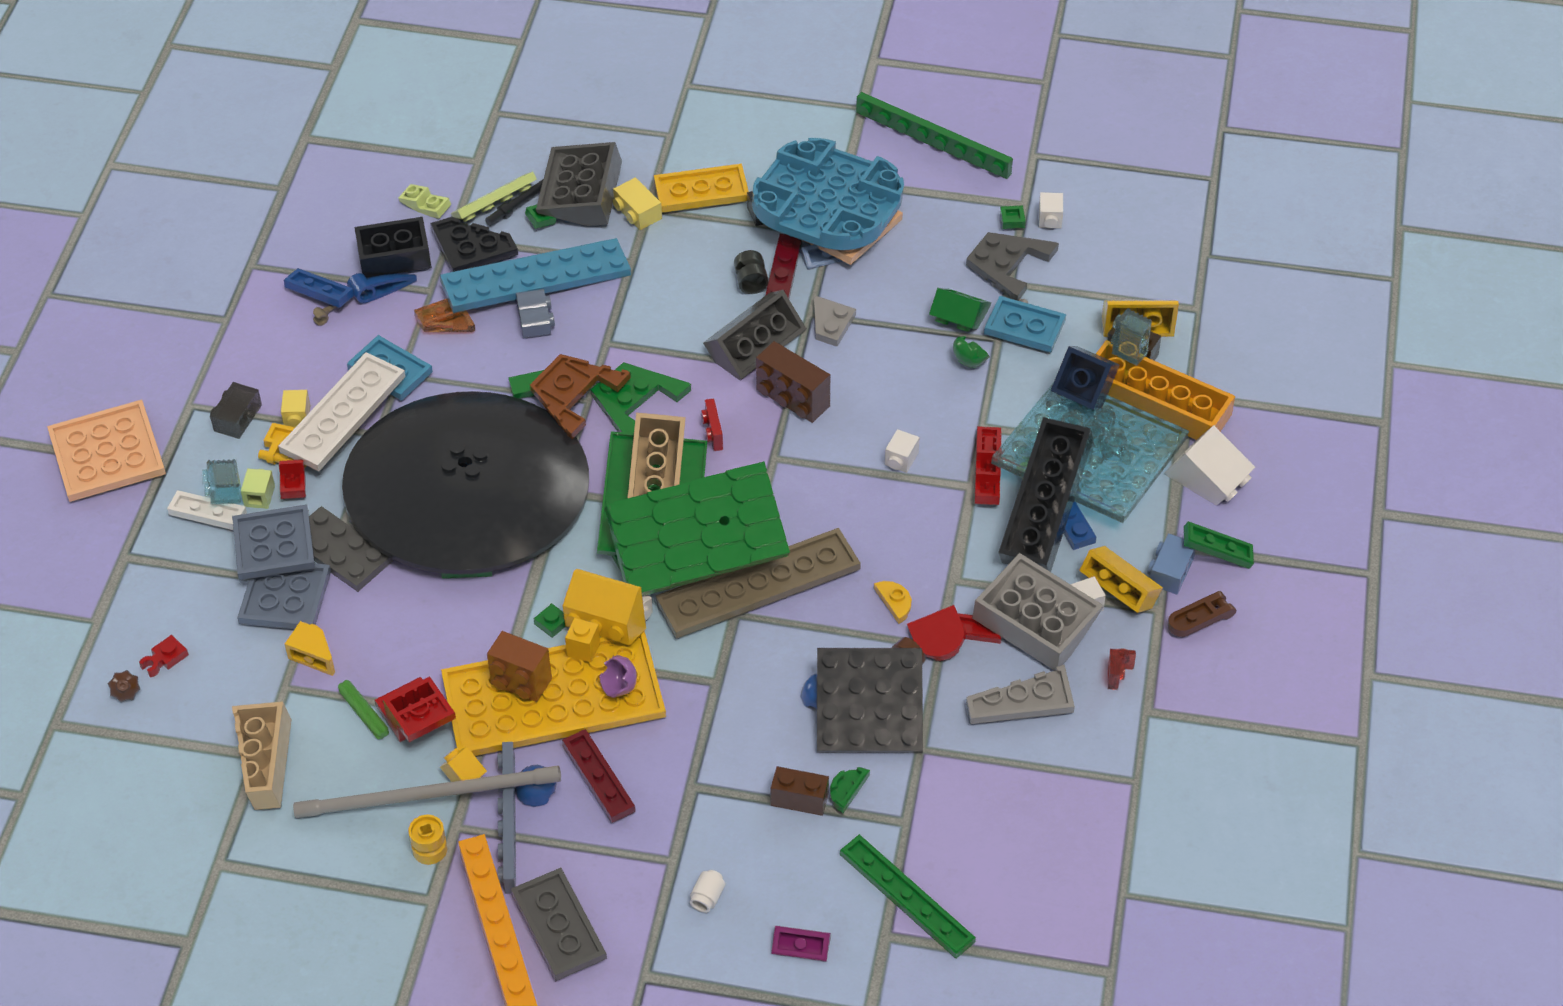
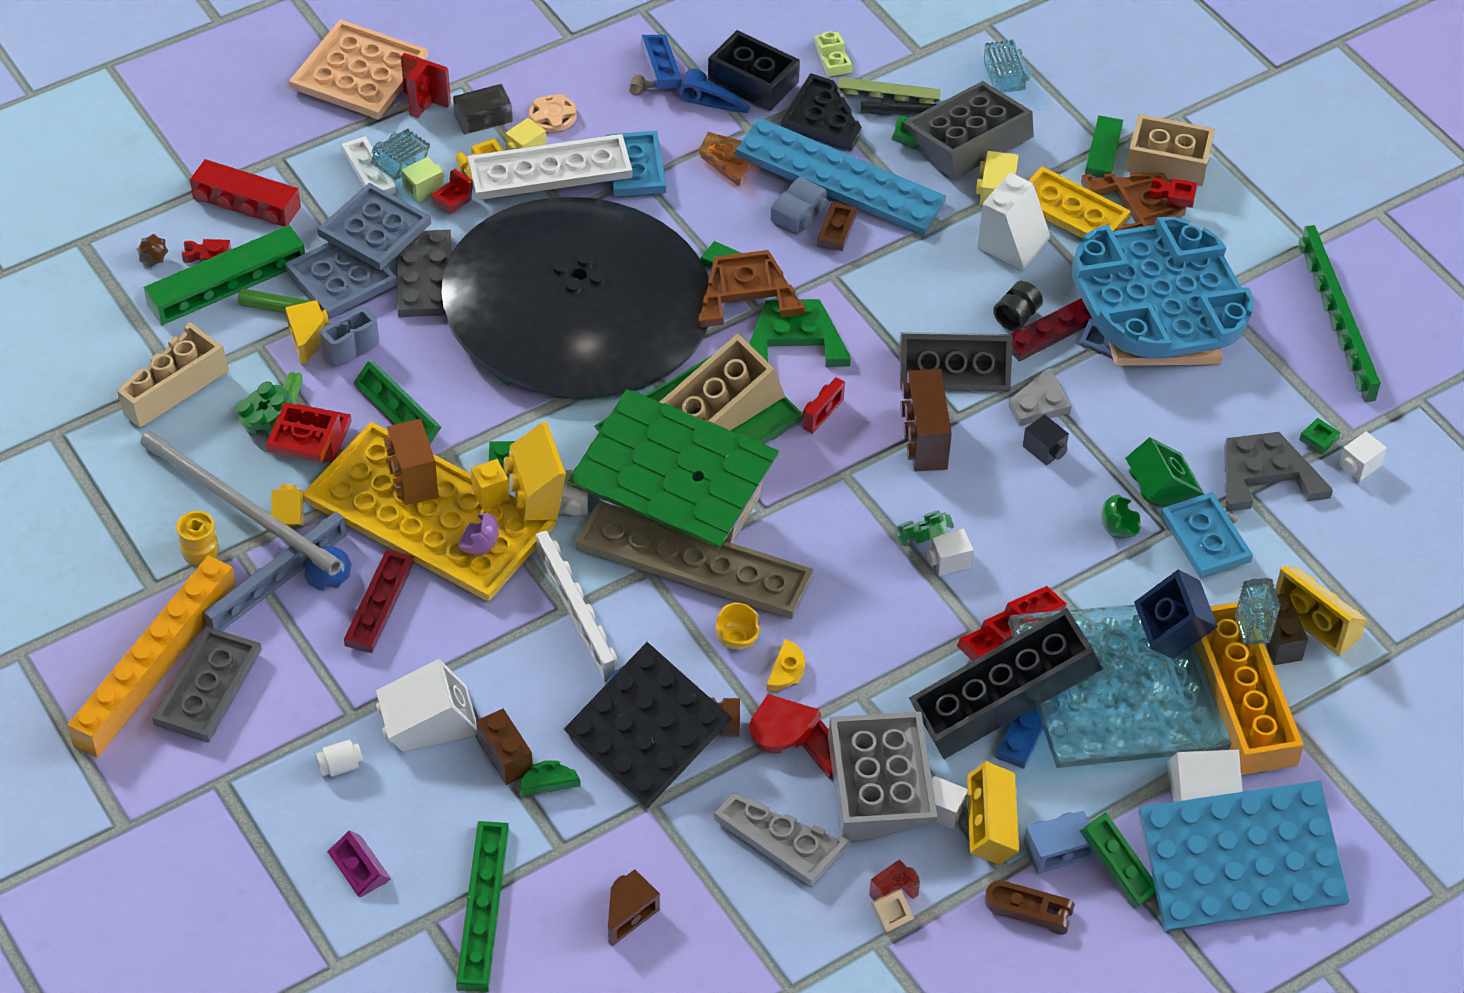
camera: 45 degrees right, 0 degrees up
(140, 594) = (245, 193): none -> red brick
(176, 420) = (424, 84): none -> red bracket
(201, 660) = (223, 275): none -> green brick
(259, 650) = (267, 300): none -> bright green axle
(283, 375) = (553, 111): none -> light nougat wheel
(346, 711) = (252, 408): none -> green plate
(353, 627) = (349, 336): none -> sand blue brick
(440, 644) = (393, 399): none -> green plate
(548, 128) = (1005, 66): none -> clear light blue brick
(574, 308) = (837, 226): none -> reddish brown plate
(670, 136) = (1104, 146): none -> green tile
(686, 223) = (1013, 222): none -> white slope
(719, 107) = (1170, 148): none -> tan brick
(721, 812) = (426, 708): none -> white slope
(725, 670) = (572, 597): none -> white plate
(736, 147) = (1134, 194): none -> dark orange wing
(757, 129) = (1177, 192): none -> red plate
(840, 599) = (737, 626): none -> yellow hair
(870, 340) = (1046, 440): none -> black brick
(873, 448) = (931, 527): none -> green plate
(992, 815) = (630, 905): none -> reddish brown slope
(1137, 683) = (892, 910): none -> tan plate
(1275, 486) = (1243, 855): none -> dark azure plate

